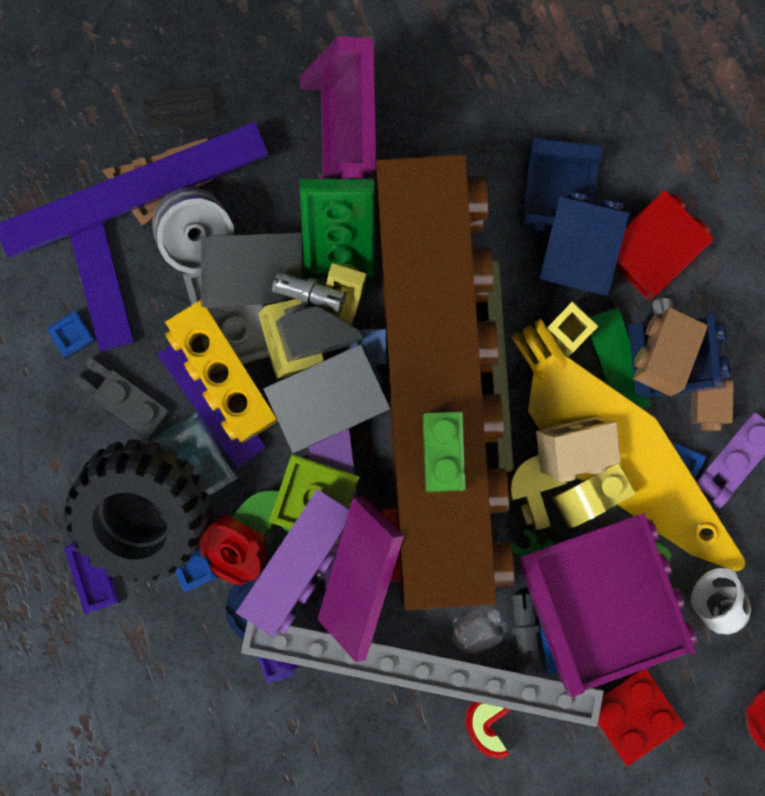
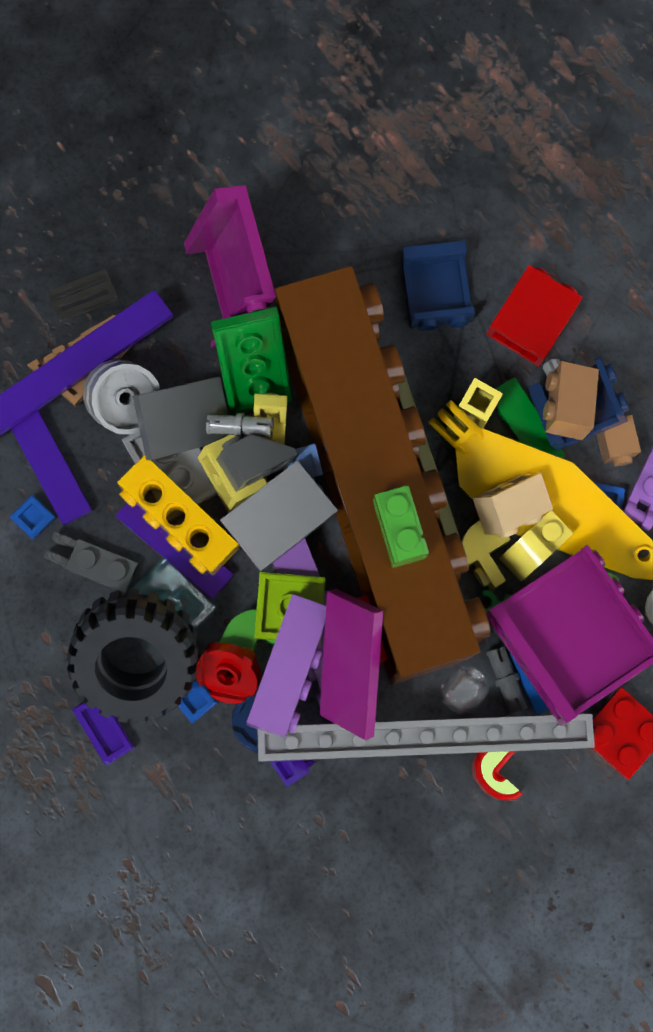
camera: 20 degrees left, 5 degrees down
(584, 243) = (471, 326): dark blue panel -> none

